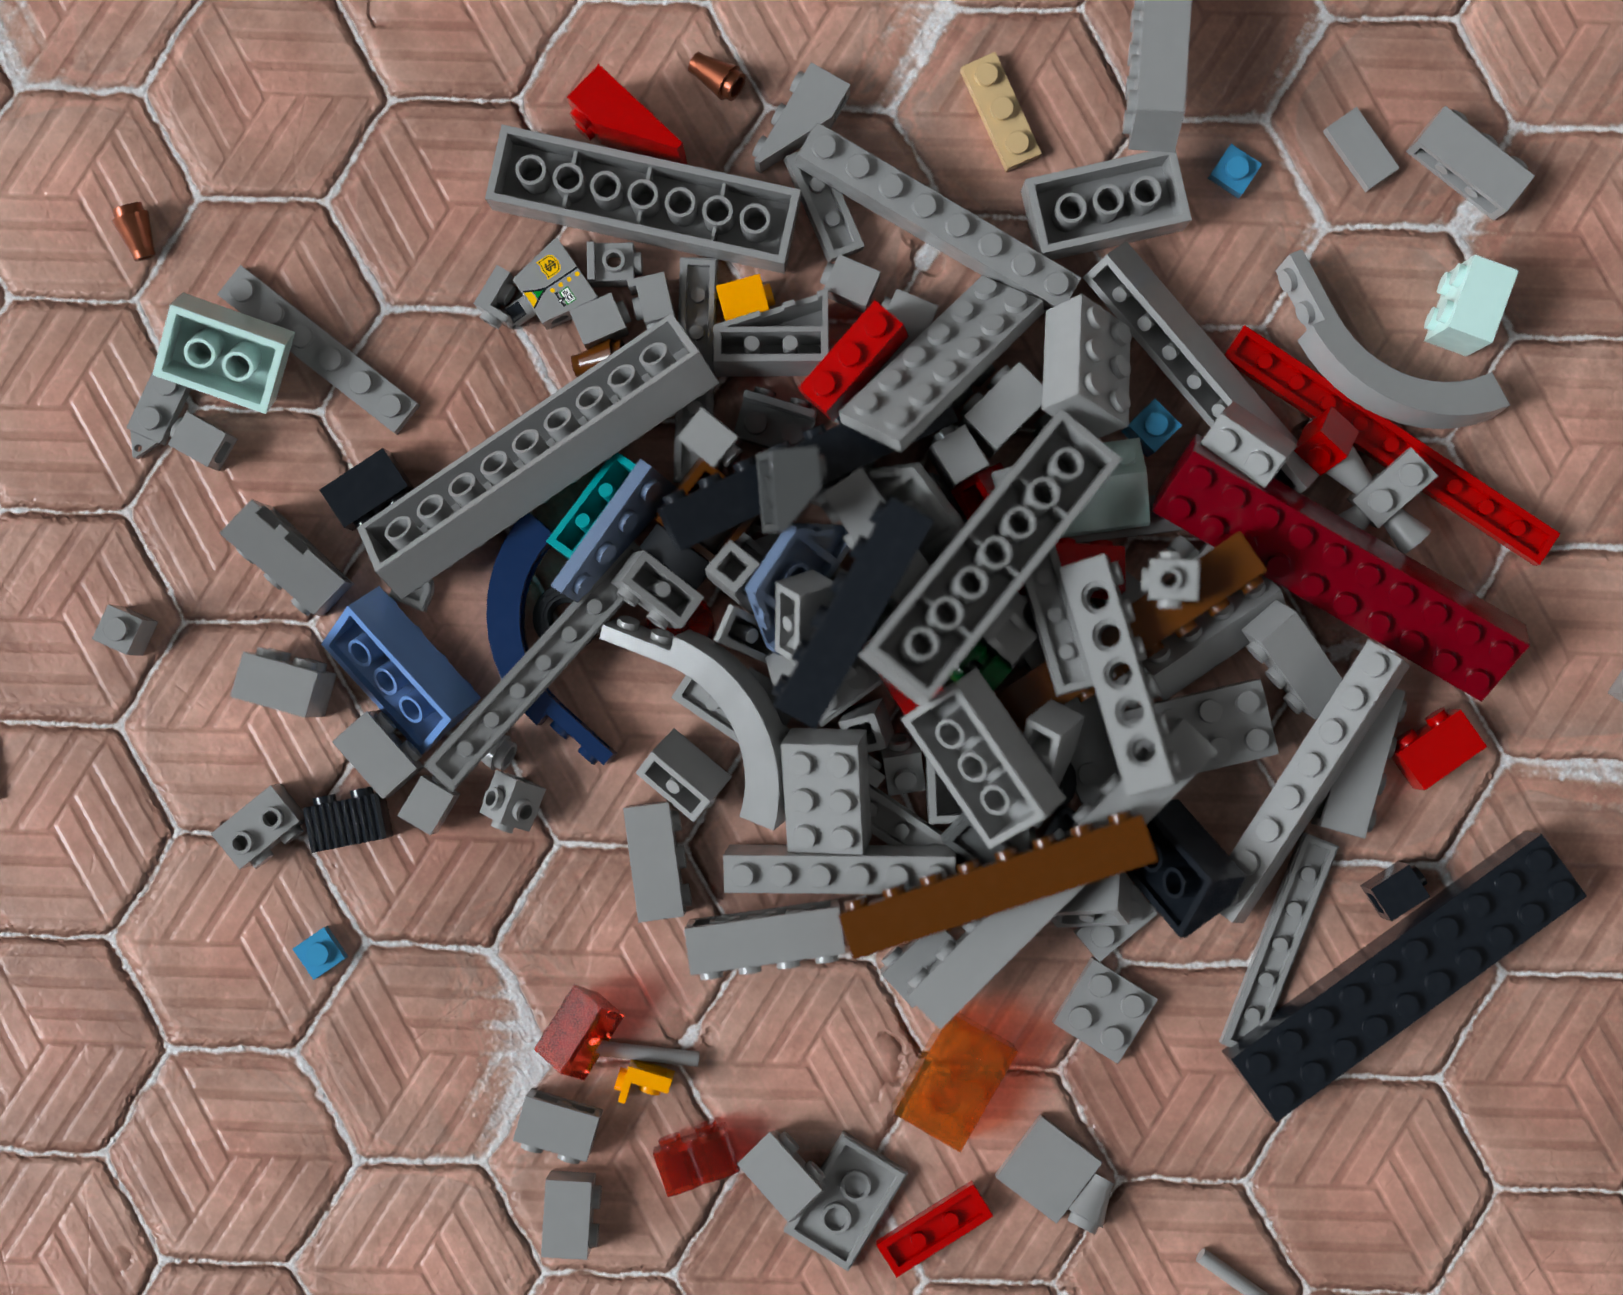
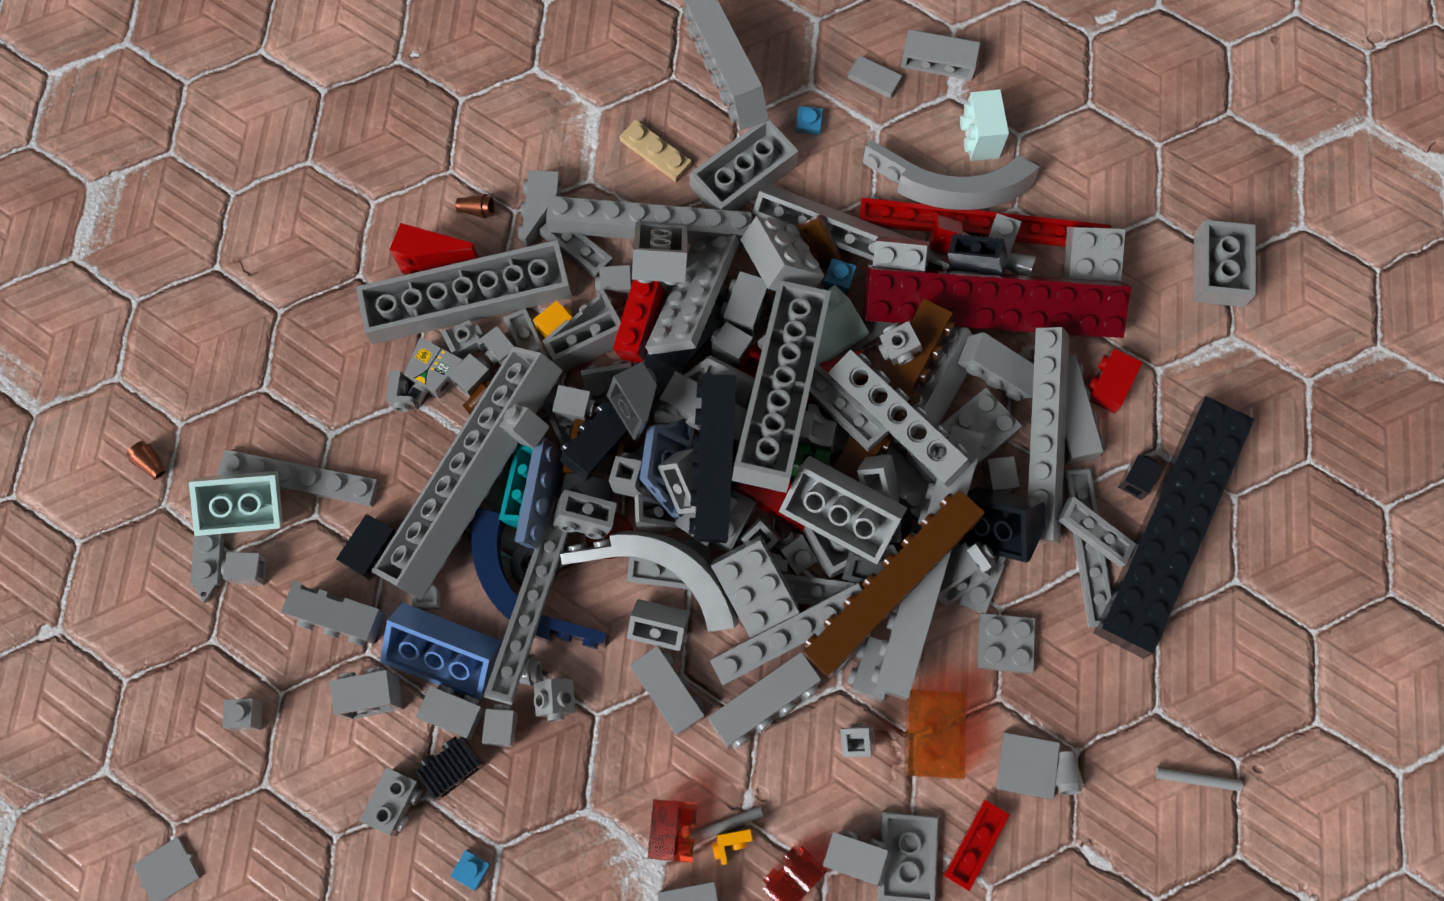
camera: 25 degrees left, 15 degrees down
(631, 440) = (524, 425): none -> light grey brick
(859, 1033) = (858, 740): none -> light grey brick
(925, 283) = (659, 253): none -> light grey brick
(1131, 896) = (982, 556): none -> light grey plate
(1152, 364) = (820, 241): none -> reddish brown tile
(1216, 802) = (1001, 475): none -> light grey brick
(1296, 935) = (1096, 532): none -> light grey plate
(1350, 497) = (978, 254): none -> black brick
(1512, 565) = (1094, 253): none -> light grey brick

